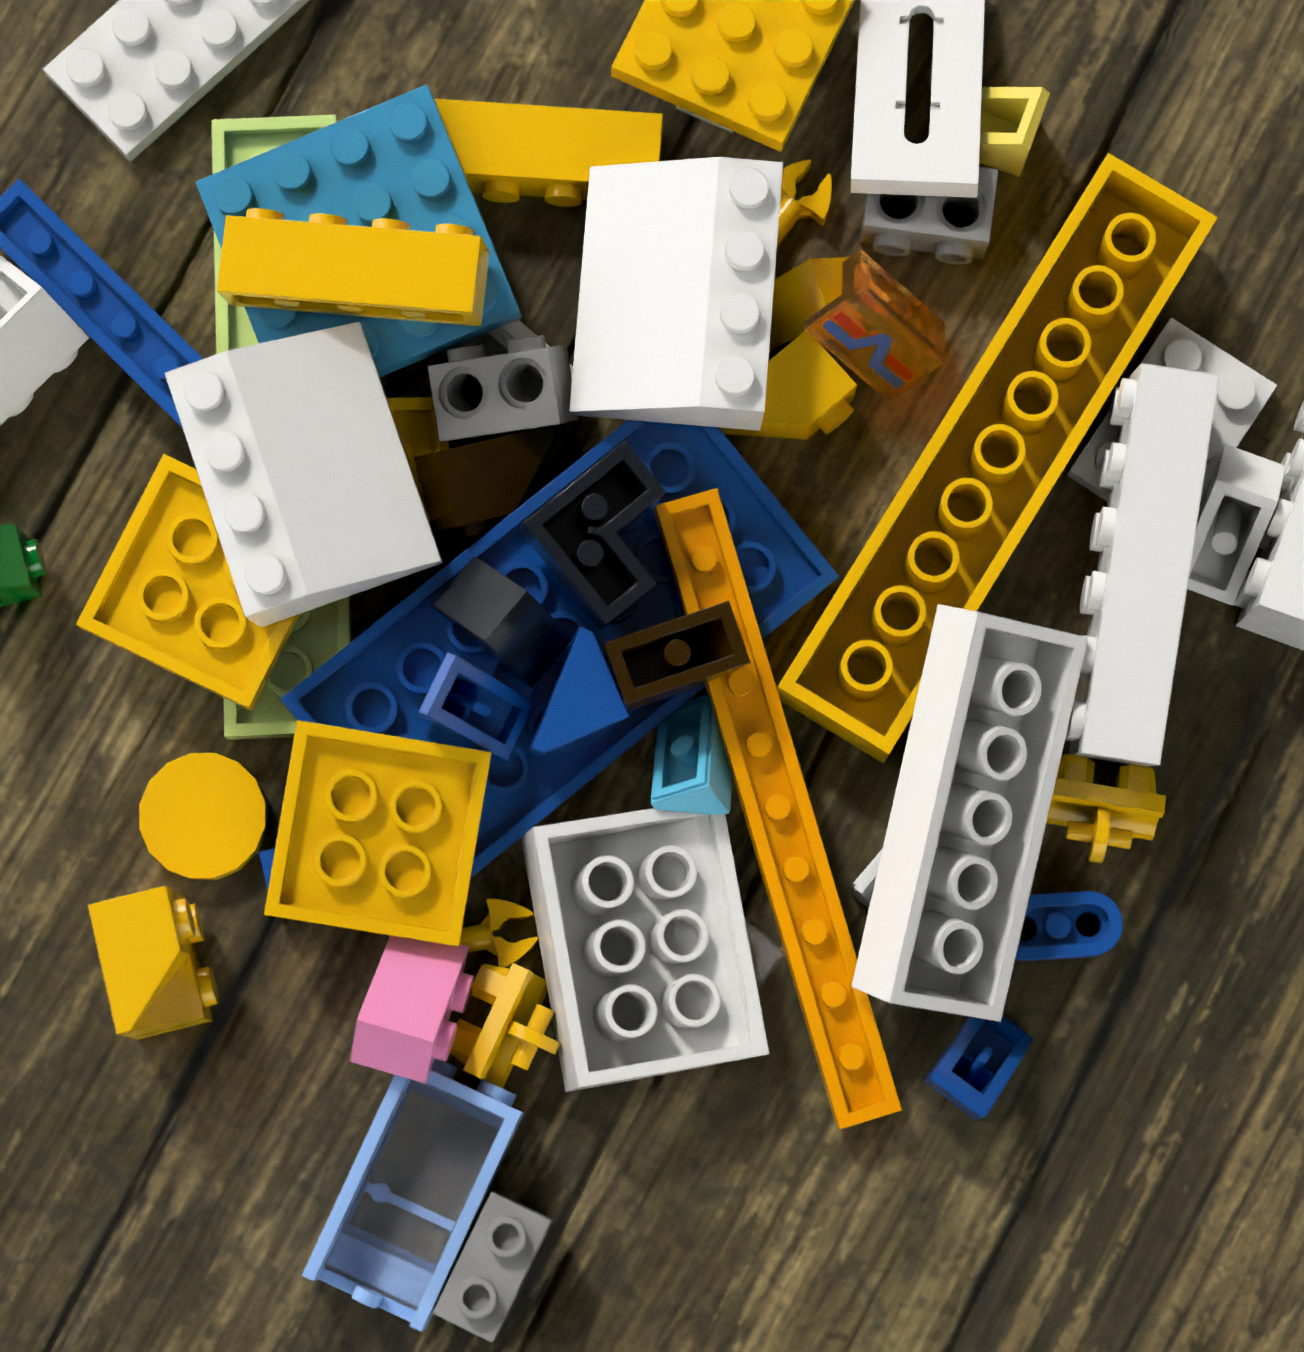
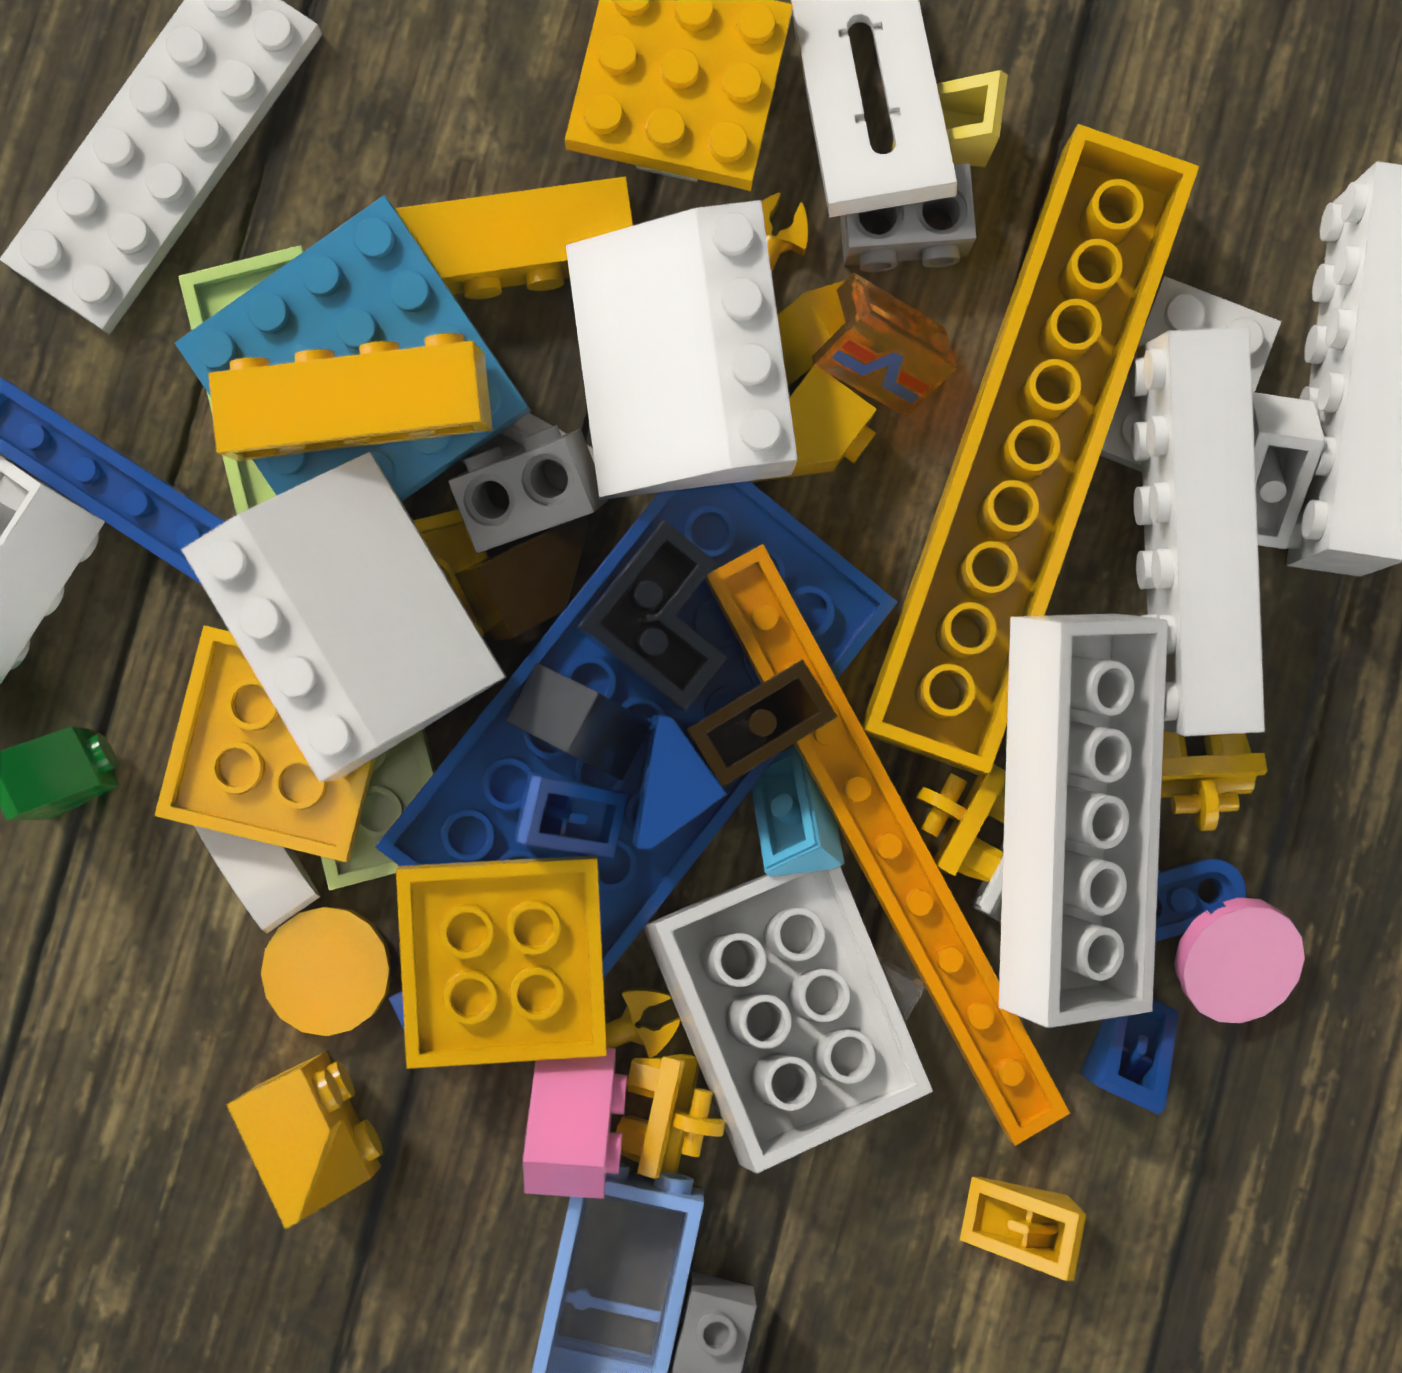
camera: 20 degrees left, 5 degrees up
(161, 706) = (262, 875): none -> white slope
(829, 1208) = (1024, 1225): none -> yellow slope
(851, 830) = (960, 847): none -> yellow hips
(1101, 997) = (1239, 960): none -> bright pink tile

